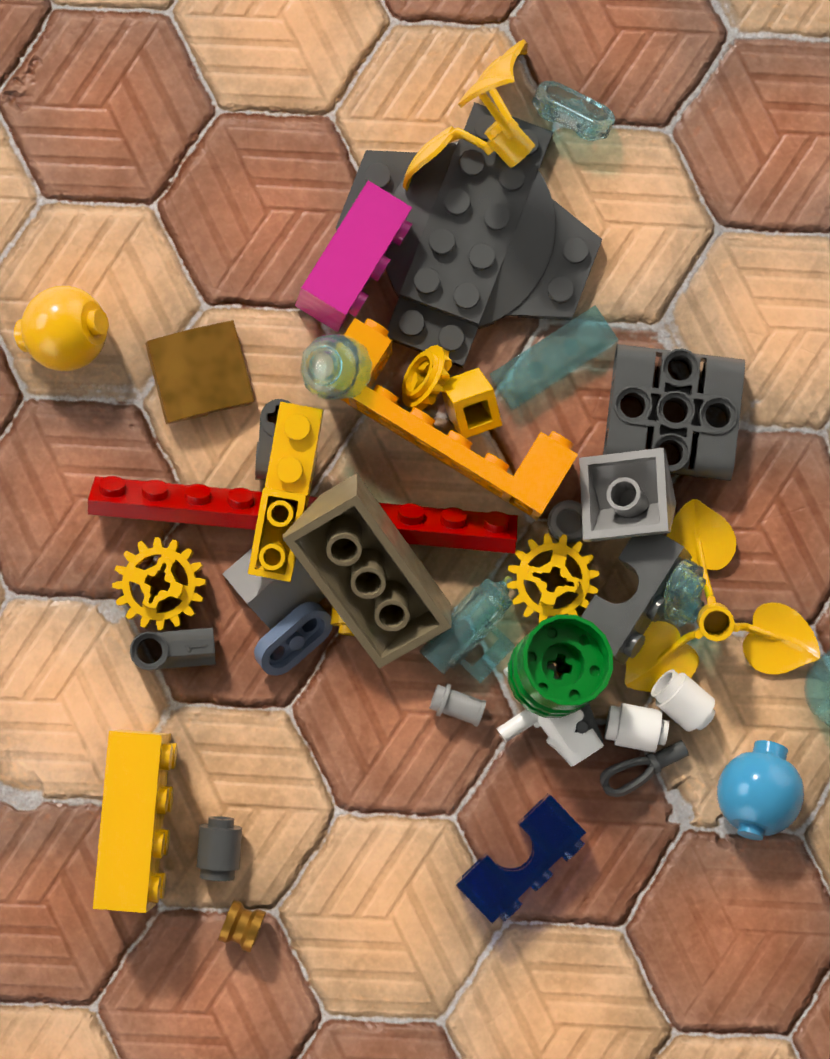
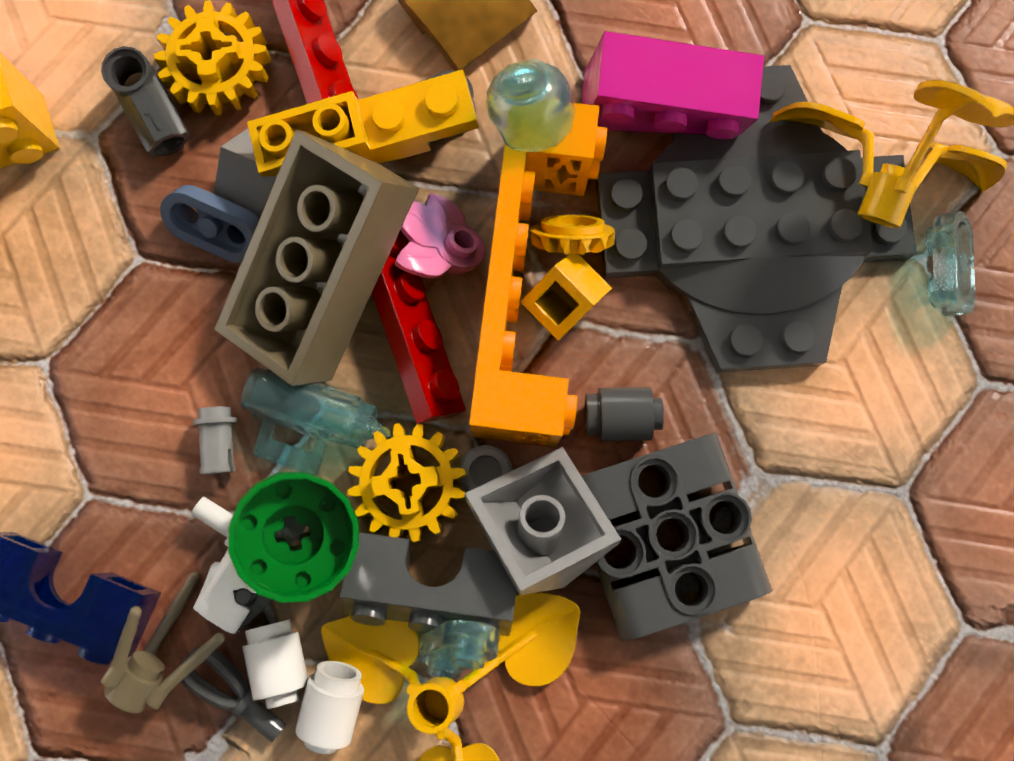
camera: 60 degrees right, 5 degrees down
(385, 481) = (438, 240): none -> bright pink plate
(553, 358) = (670, 371): clear light blue plate -> none
(573, 404) = (623, 414): none -> dark grey brick
(601, 824) = (138, 679): none -> dark tan plant

